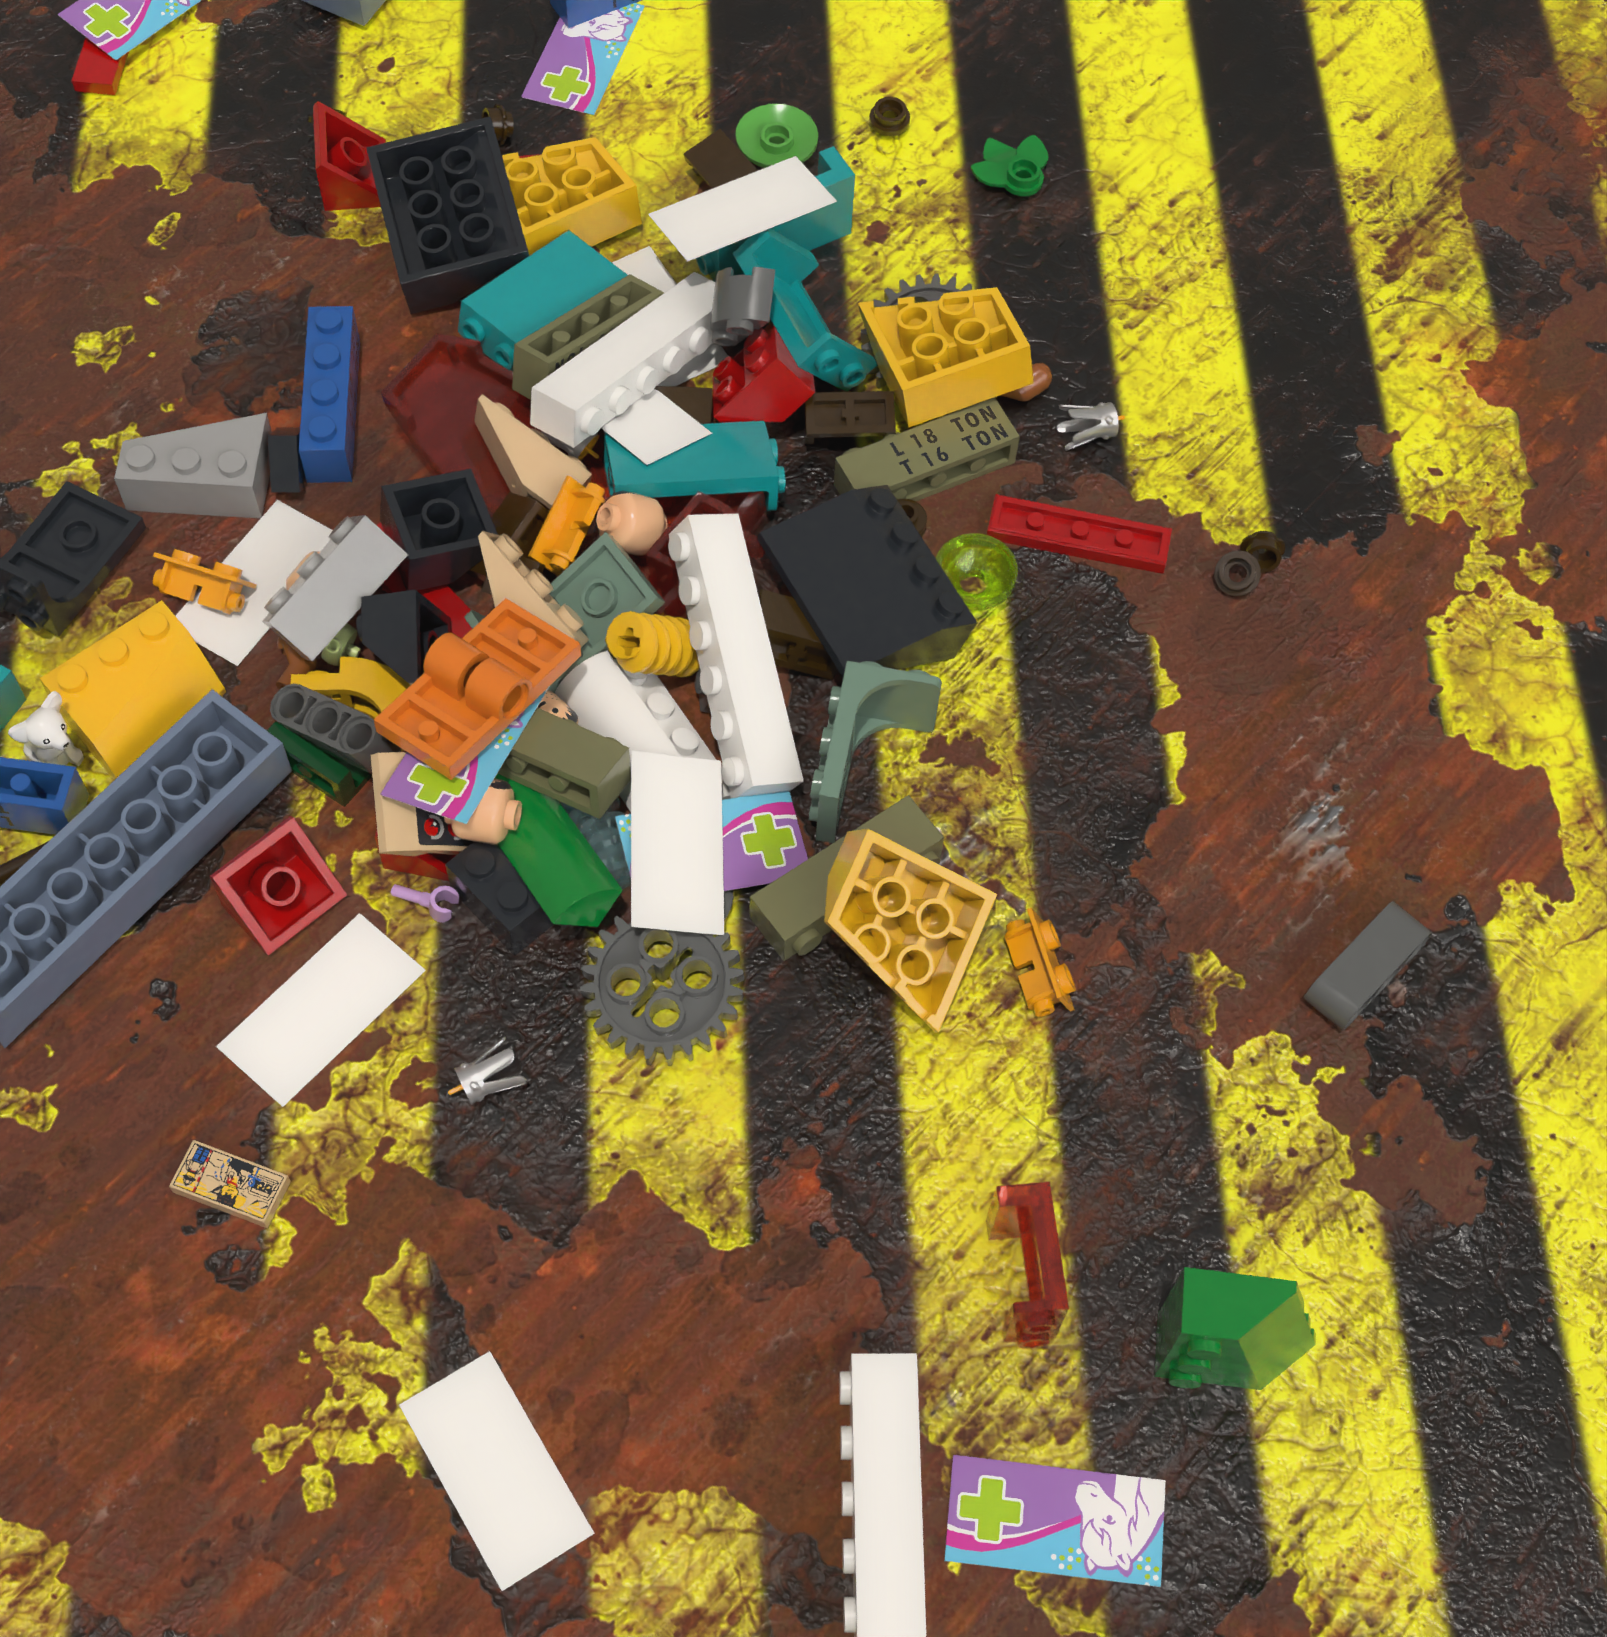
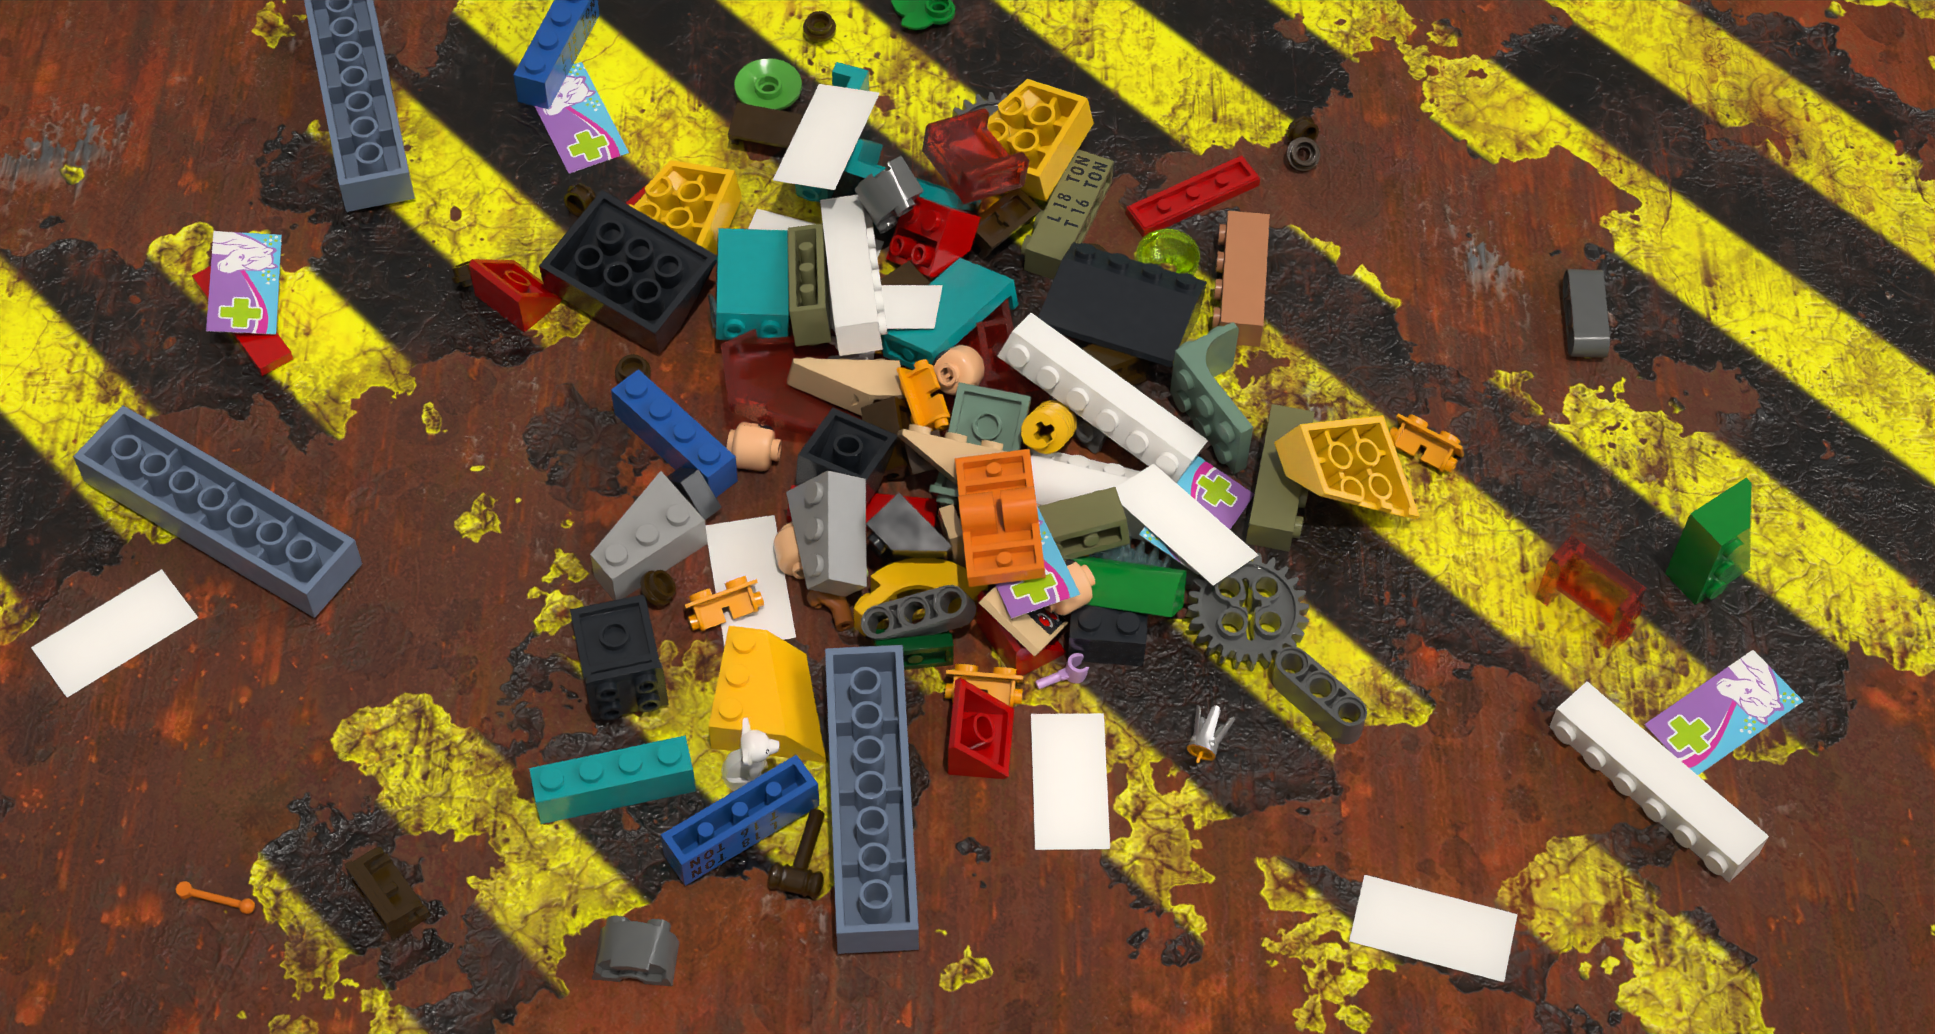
camera: 40 degrees left, 5 degrees down
(162, 521) = (658, 587): none -> dark brown plate
(230, 1184) = (1132, 909): tile -> none
(354, 857) = (999, 683): none -> light orange hinge
(370, 310) = (629, 365): none -> dark brown plate
(387, 456) = (754, 446): none -> light nougat head
(633, 1105) = (1324, 711): none -> dark grey beam
(851, 322) = (972, 157): none -> clear red panel
(1031, 650) = (1243, 275): none -> nougat brick
(1091, 421) = (1139, 122): flat silver piece -> none

